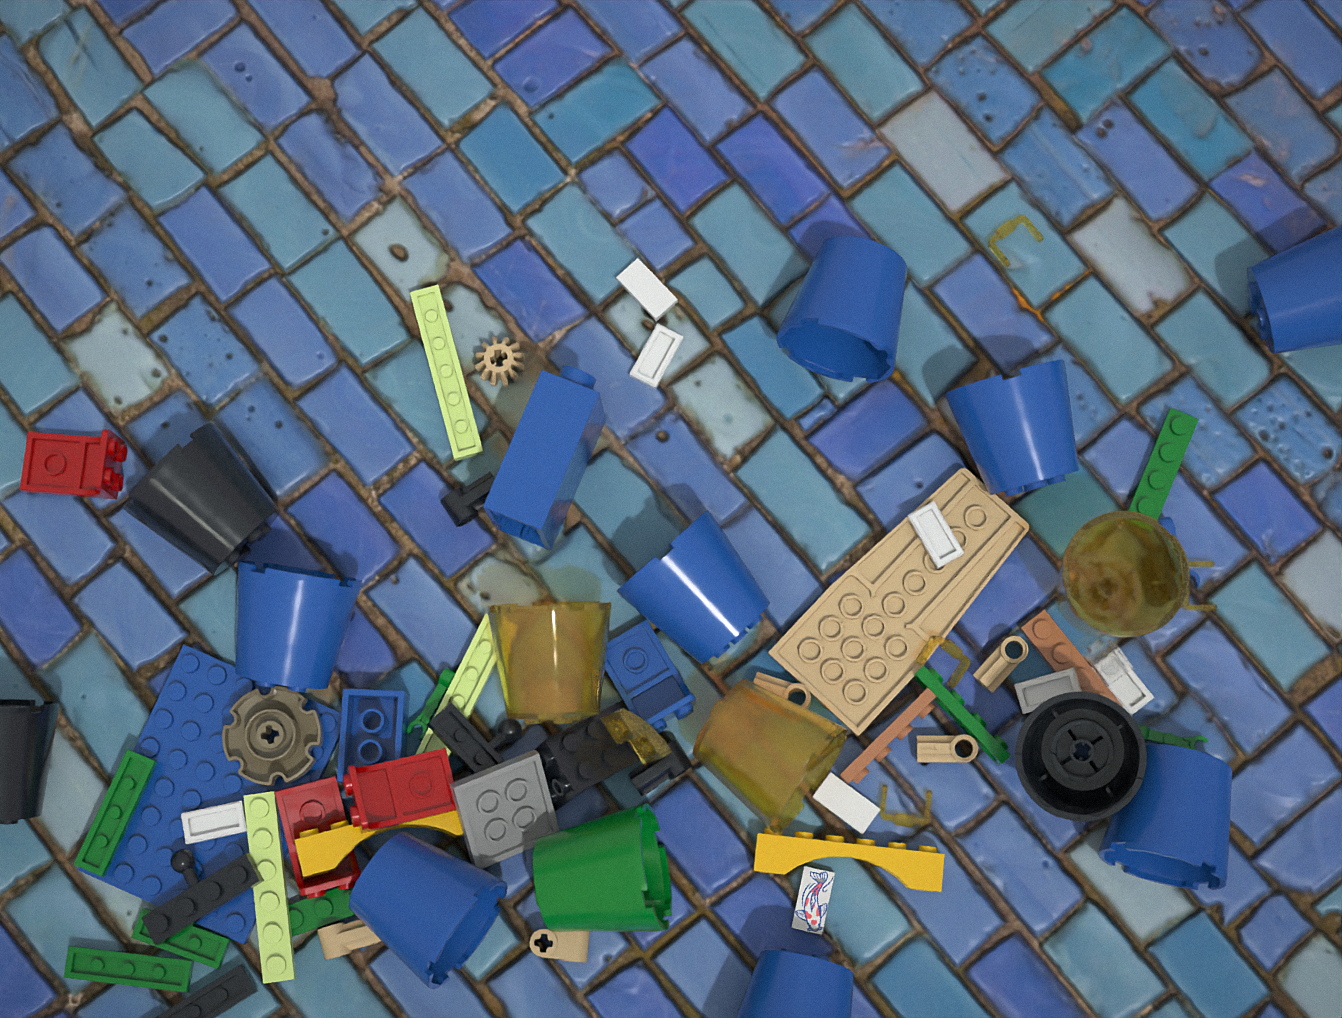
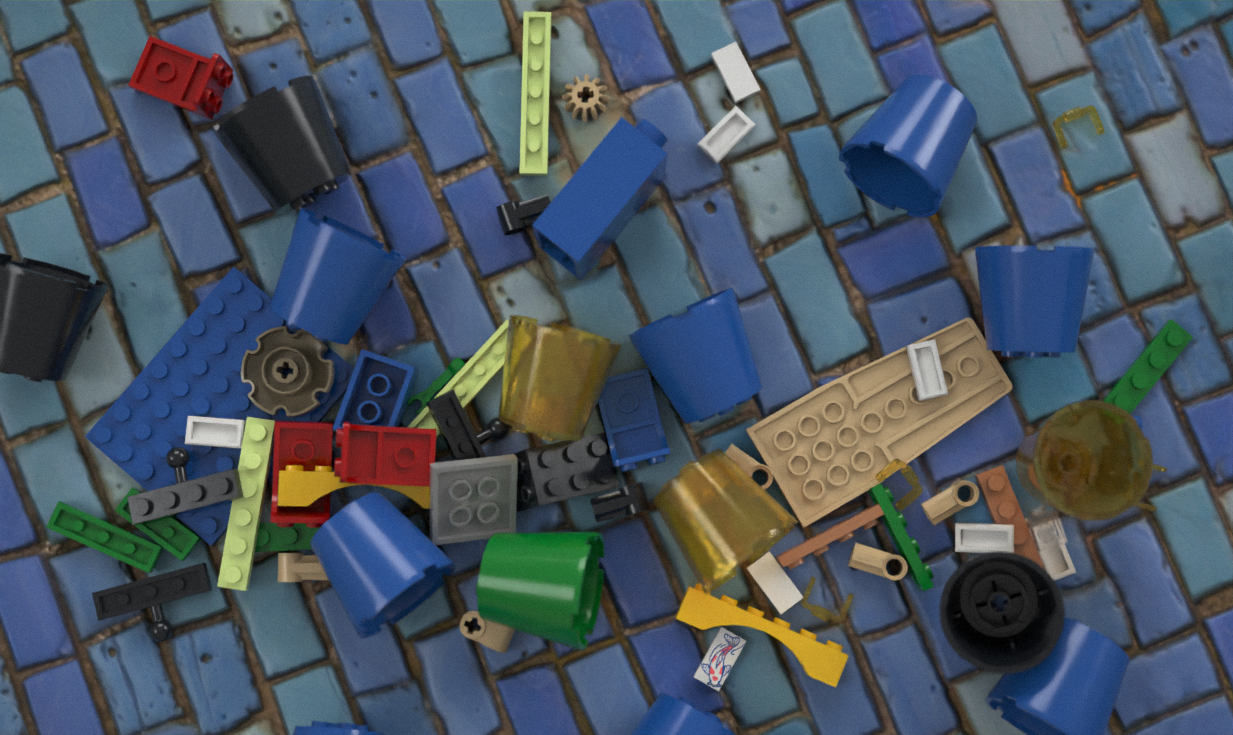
camera: 10 degrees right, 5 degrees up
(115, 813) = (131, 398): green plate -> none
(643, 738) = (614, 475): clear yellow slope -> none
(1169, 738) = (1091, 621): green piece -> none

